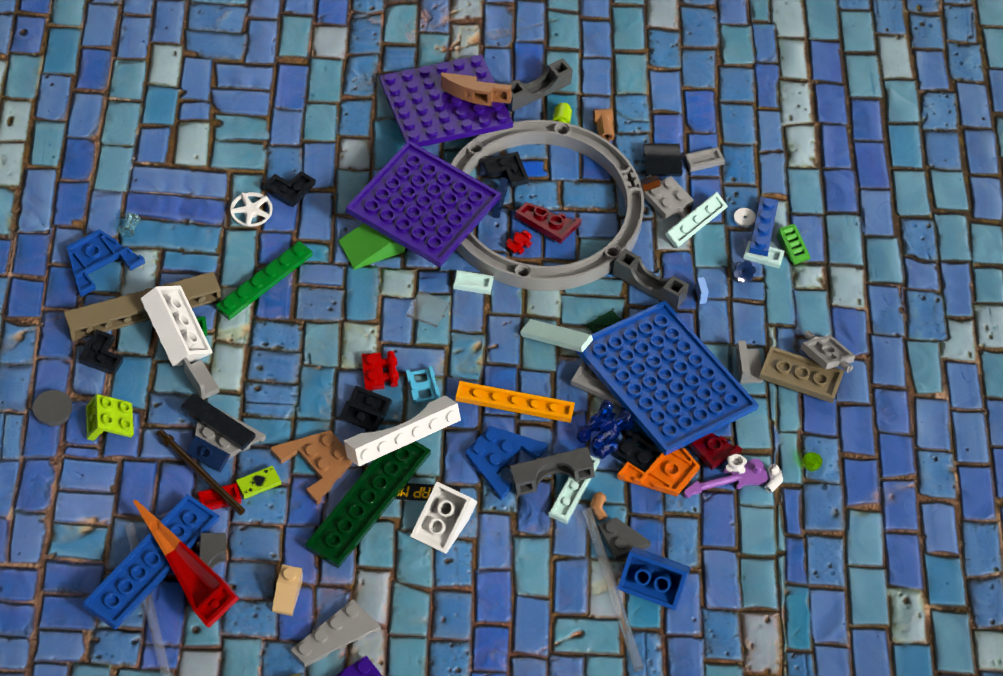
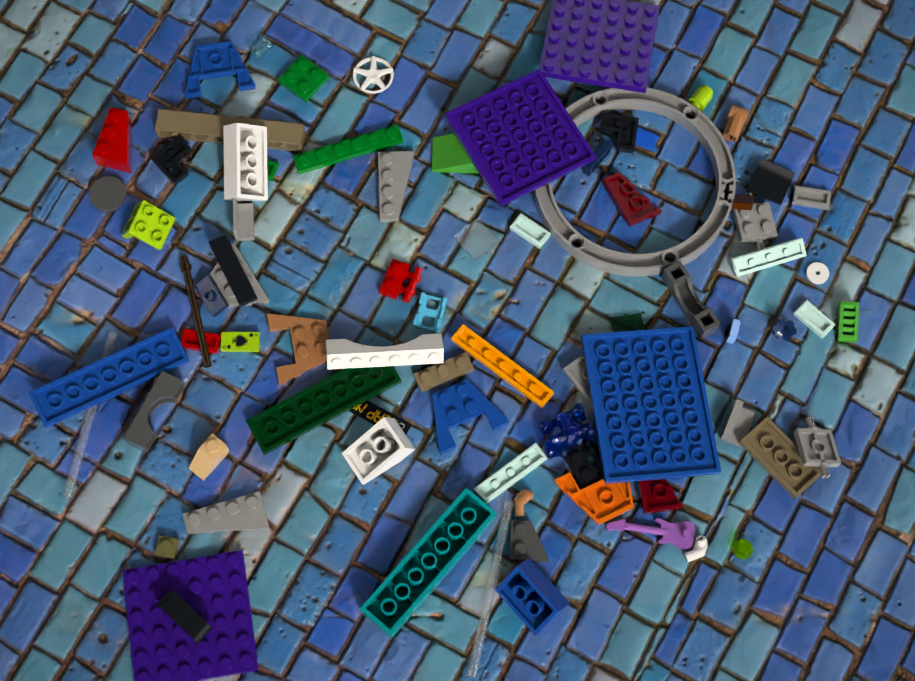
camera: 30 degrees right, 15 degrees up
(36, 359) = (114, 141): none -> red wedge
(186, 237) = (303, 78): none -> green plate
(204, 588) = (133, 423): red plate -> none
(291, 191) = (415, 72): black plate -> none
(323, 291) = (393, 180): none -> light grey wing
(365, 409) = (368, 313): black slope -> none
(464, 430) = (443, 372): none -> dark tan plate
(473, 91) = (623, 40): medium nougat slope -> none
(520, 240) = (593, 207): red piece -> none
(546, 590) = (428, 563): none -> teal brick
(554, 78) = (713, 57): dark grey arch -> none
(556, 335) = (571, 319): light aqua tile -> none
(573, 463) = (472, 445): dark grey arch -> none
(736, 463) = (669, 526): white plate -> none
(763, 226) = (829, 291): blue plate -> none

